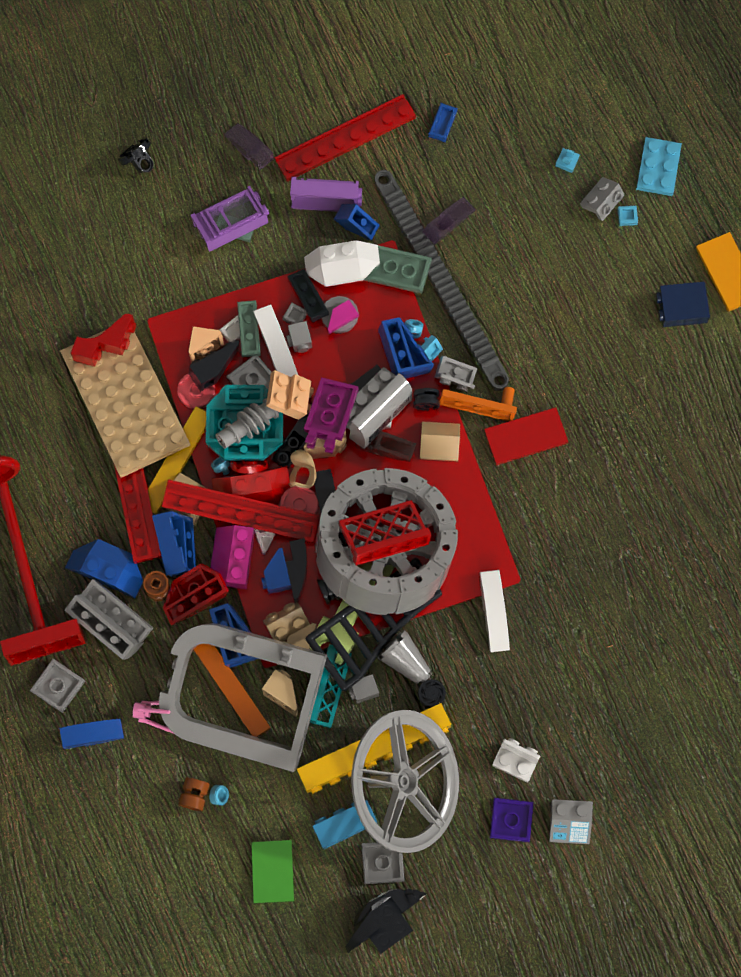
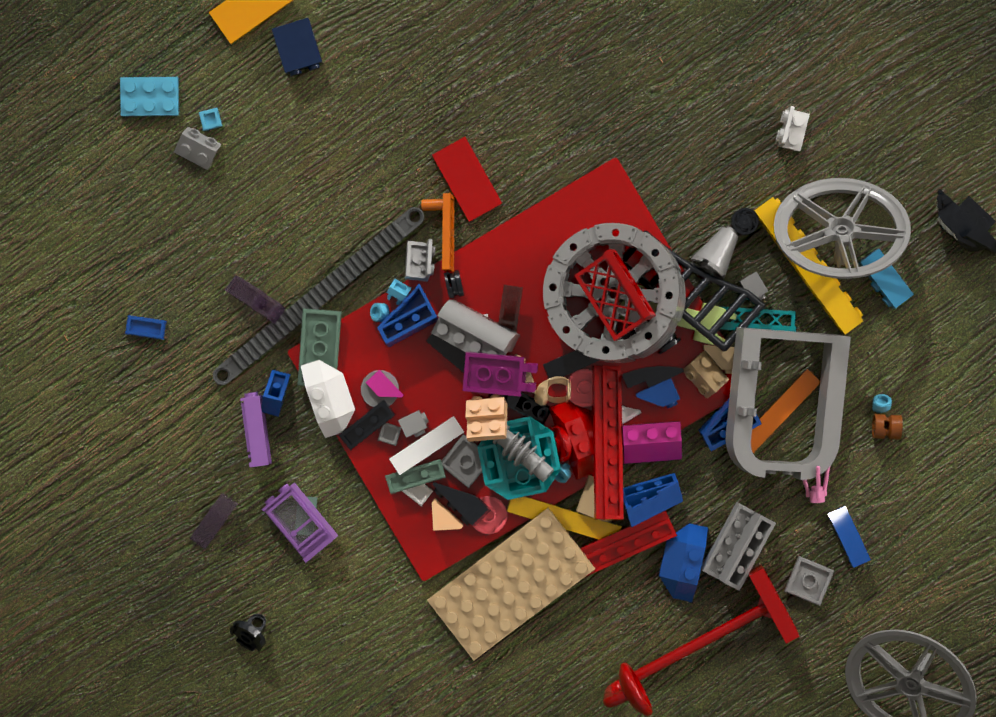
camera: 100 degrees left, 15 degrees up
(112, 340) = (456, 608): red arch -> none
(156, 585) = (694, 507): dark orange wheel -> none
(194, 593) = (697, 470): red wedge -> none
(272, 871) = (941, 337): bright green tile -> none
(281, 691) = (776, 363): tan slope -> none
(345, 137) = (183, 424): red plate -> none
(381, 864) = (921, 236): light grey plate -> none
(440, 441) = (491, 262): tan slope -> none
(494, 610) = (651, 176): white slope -> none
(511, 820) = (848, 123): dark purple tile -> none
(567, 160) = (162, 191): medium azure tile -> none
(570, 821) = (839, 67): light grey slope -> none

